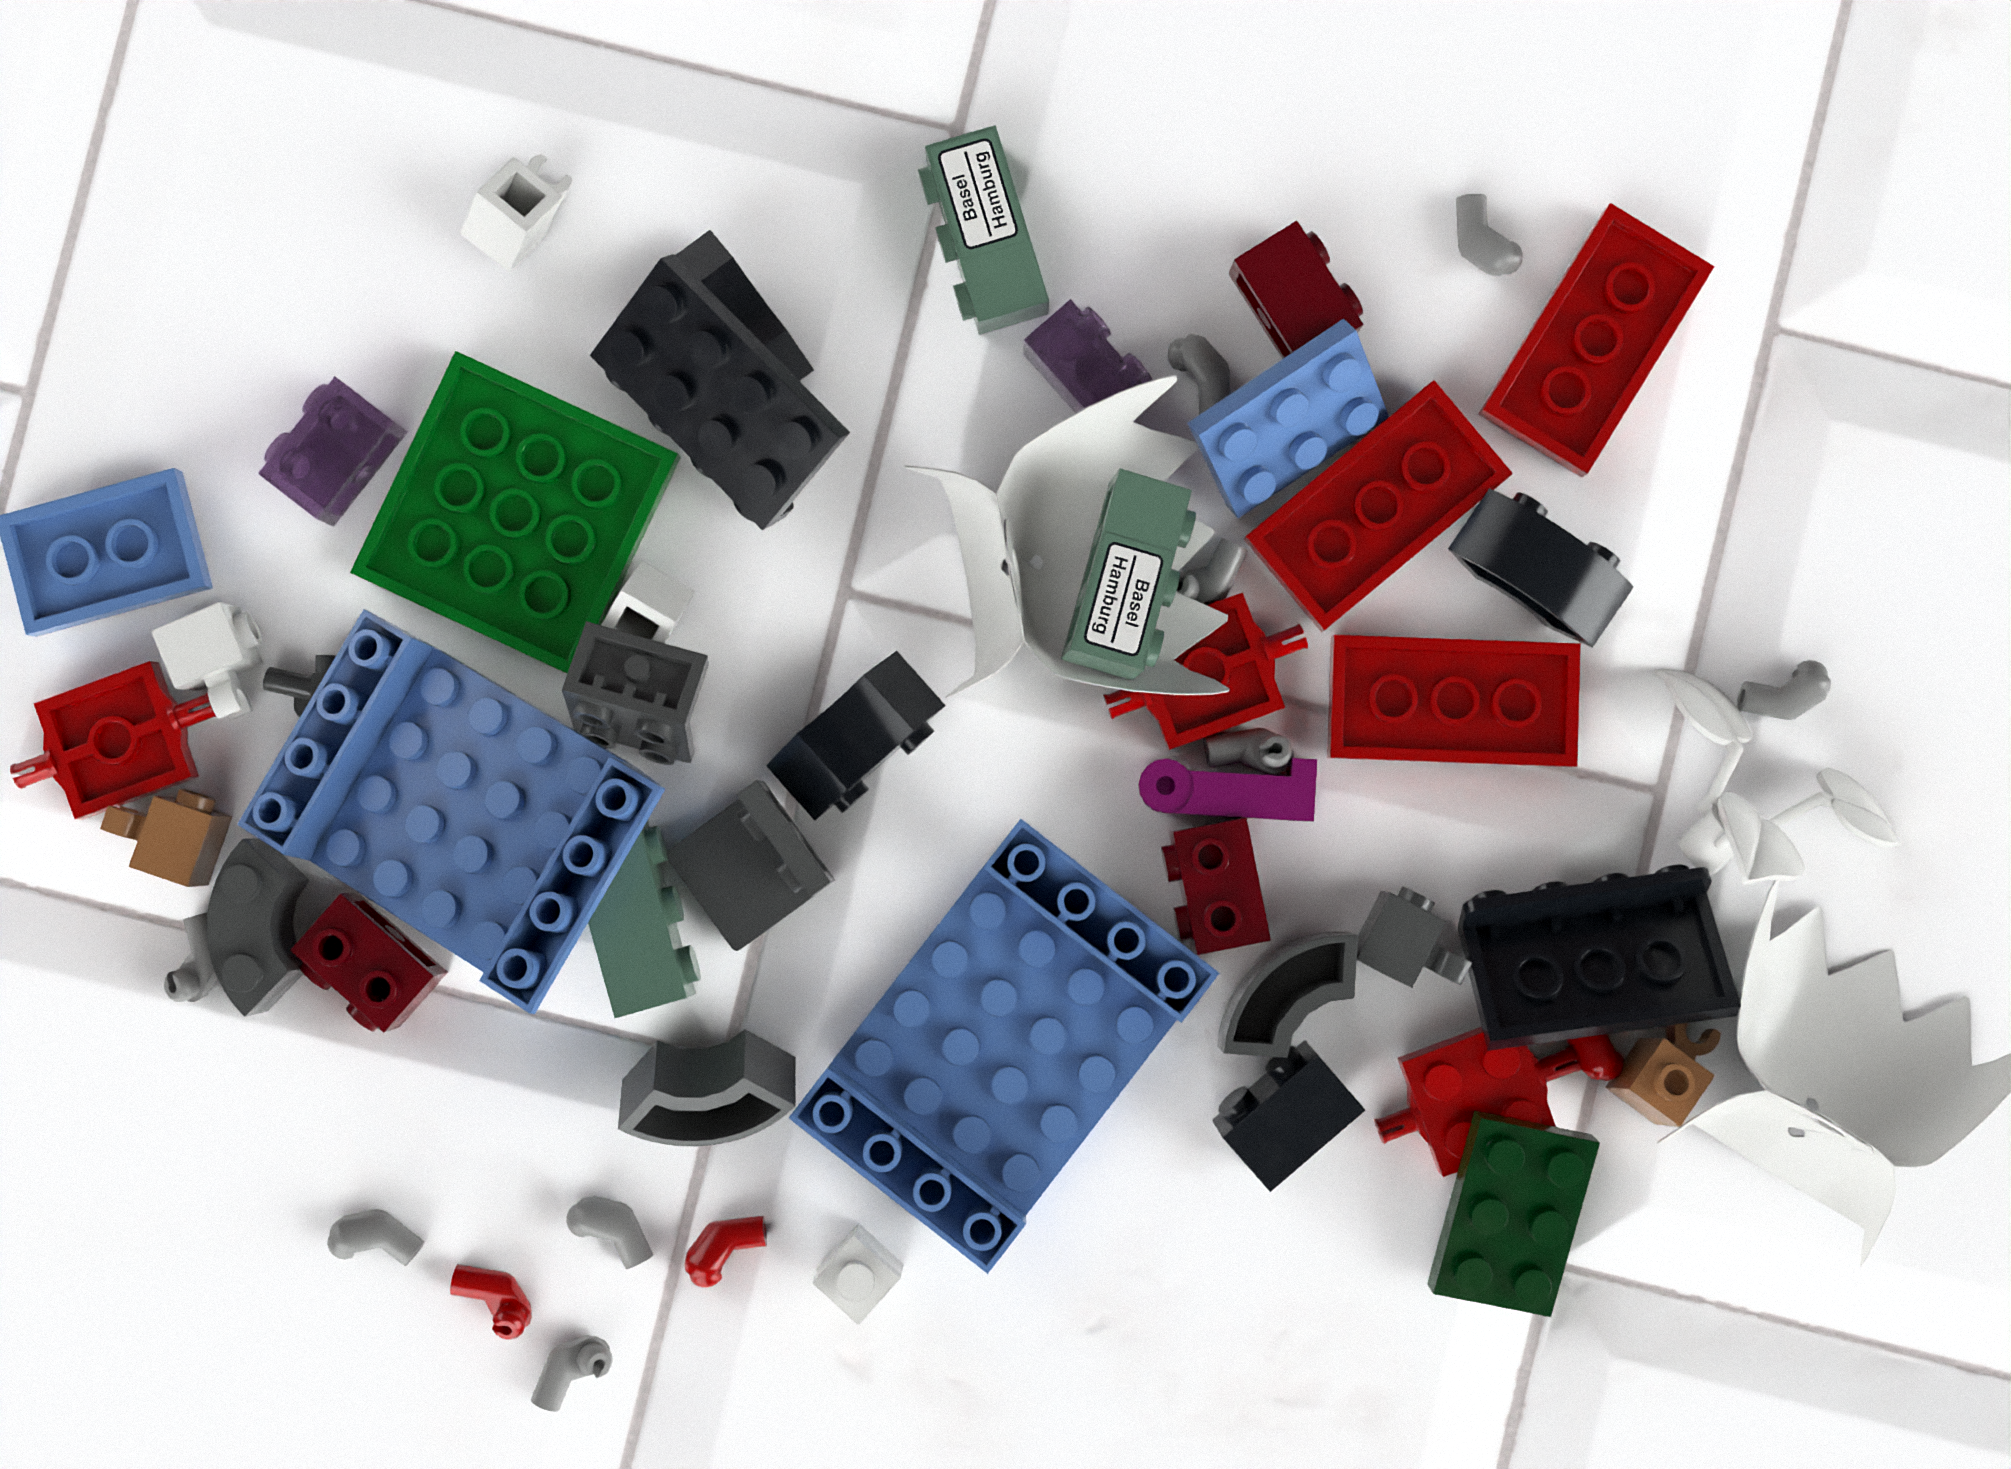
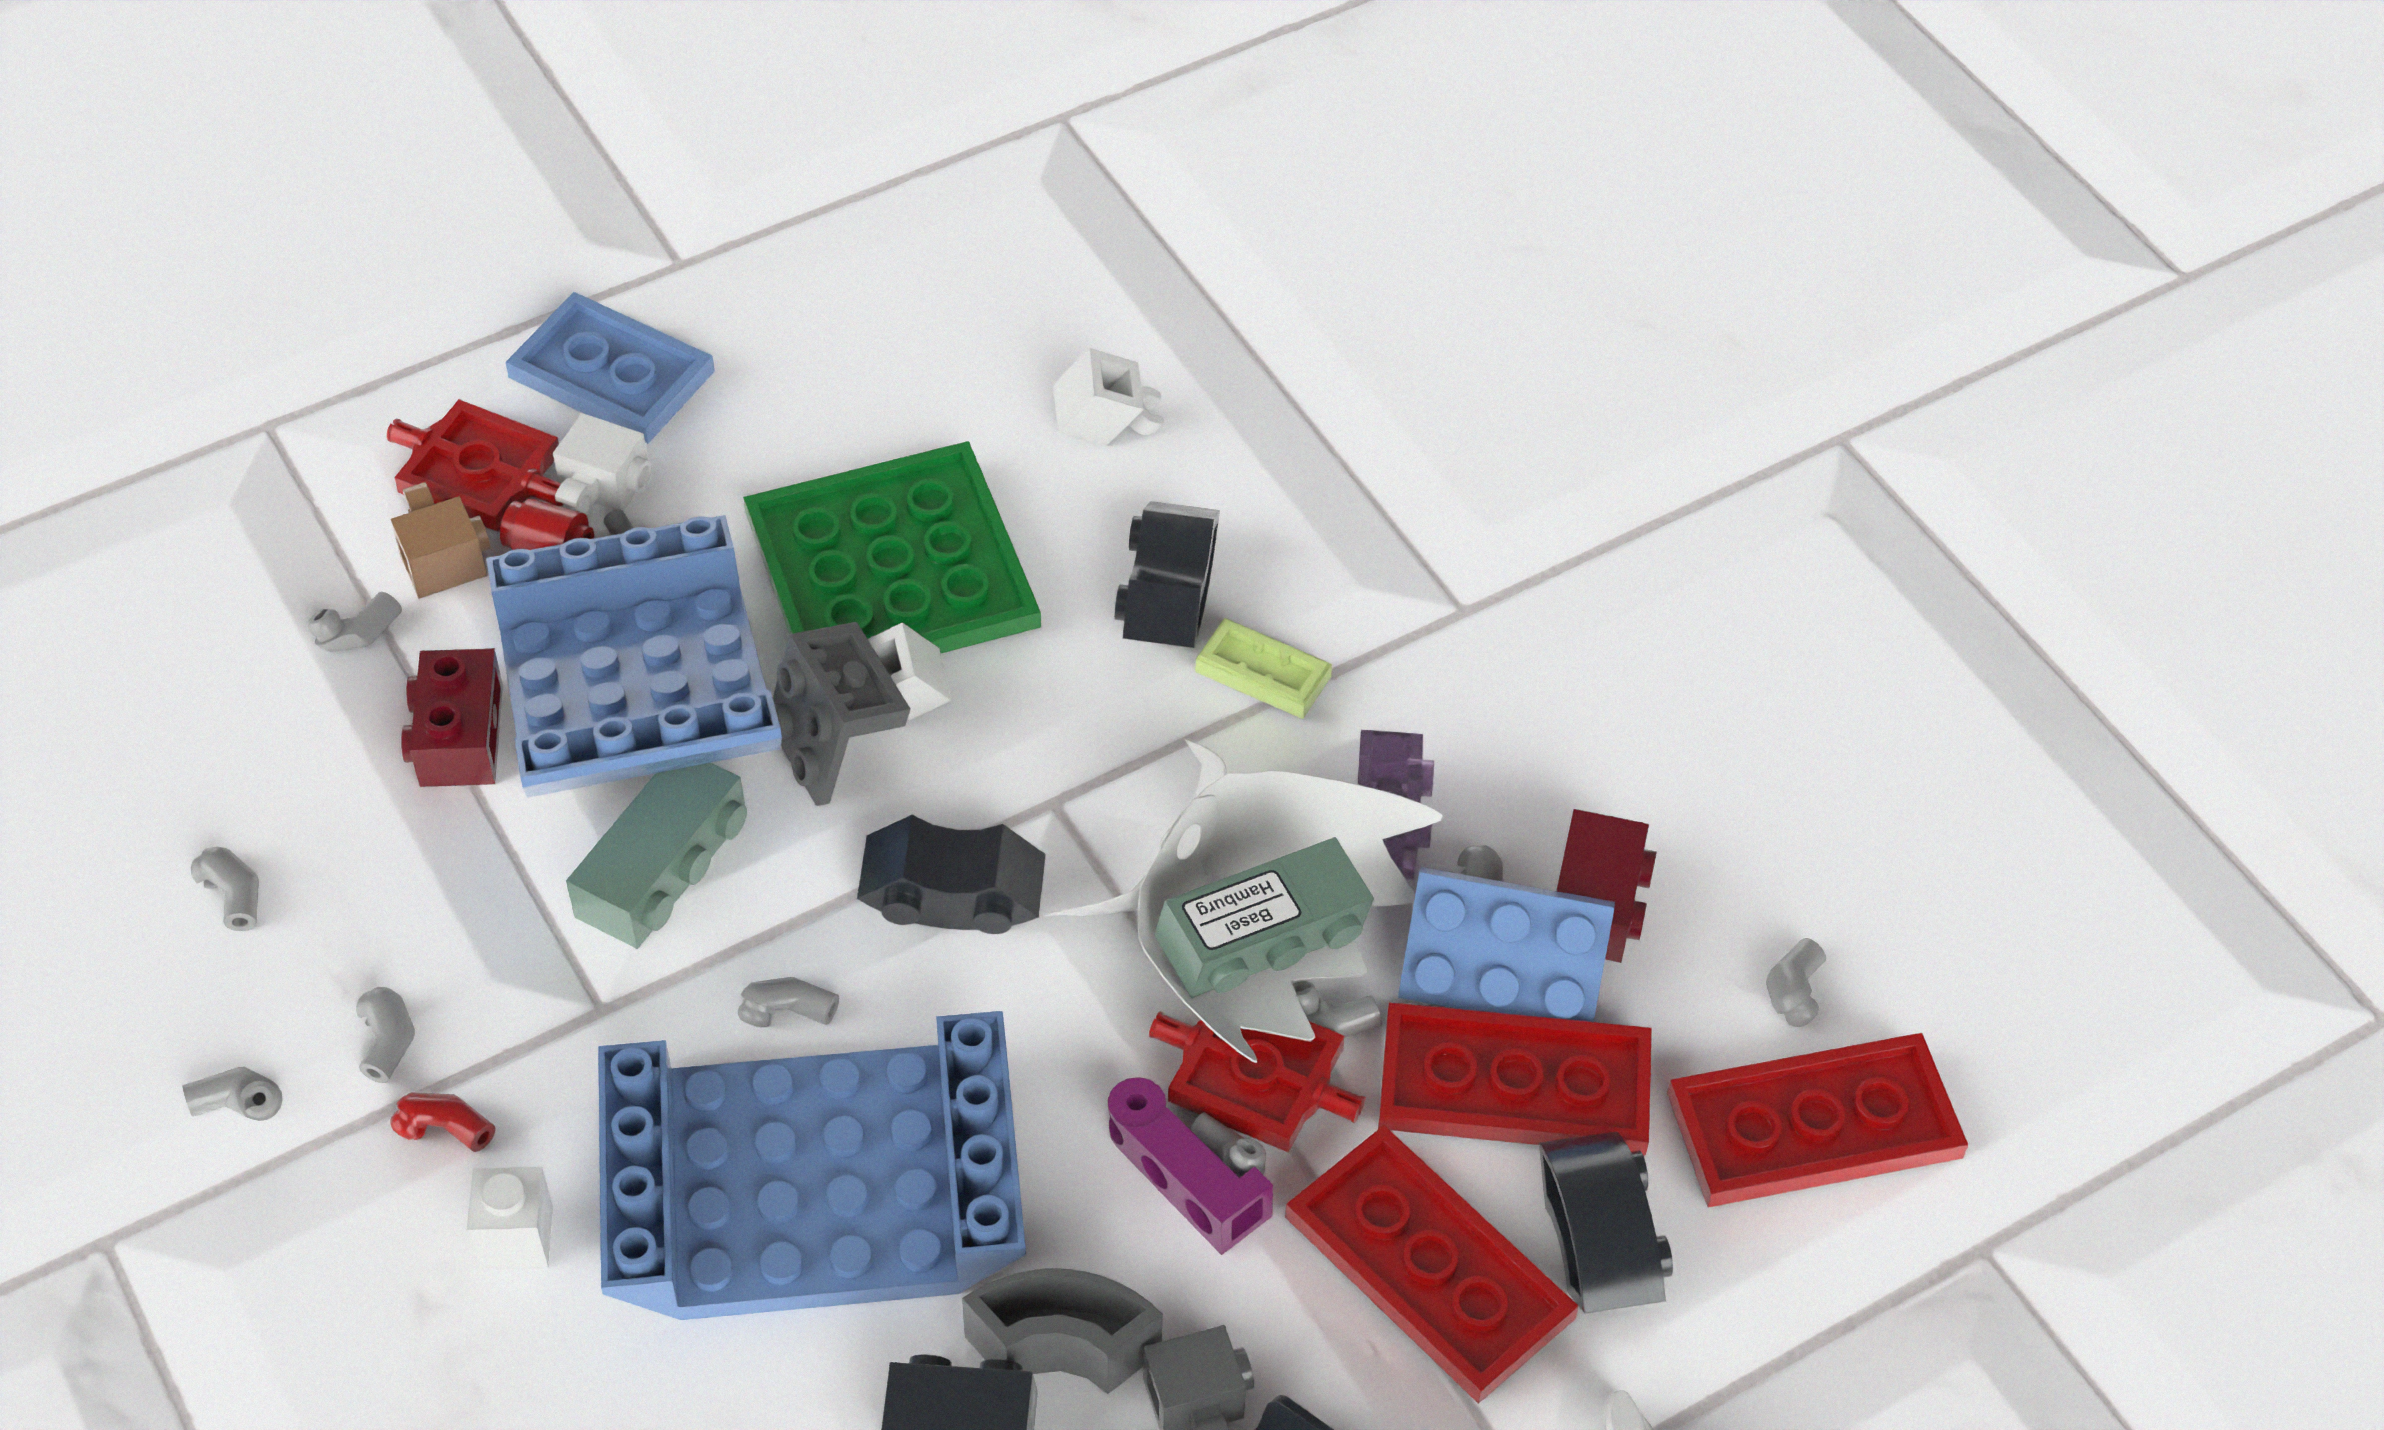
camera: 45 degrees right, 35 degrees down
(241, 748) = (541, 525): none -> red brick
(253, 926) = (424, 611): dark grey brick -> none
(331, 451) = (819, 430): clear purple brick -> none
(501, 1294) = (258, 999): red arm -> none
(707, 1092) = (560, 990): dark grey brick -> none
(718, 393) = (1108, 589): black bracket -> none
(749, 866) = (780, 893): dark grey bracket -> none
(837, 935) = (788, 994): none -> light grey arm
(878, 335) = (1263, 668): none -> yellowish green plate
(984, 231) = (1414, 663): sand green brick -> none
(1217, 886) = (1099, 1208): dark red brick -> none

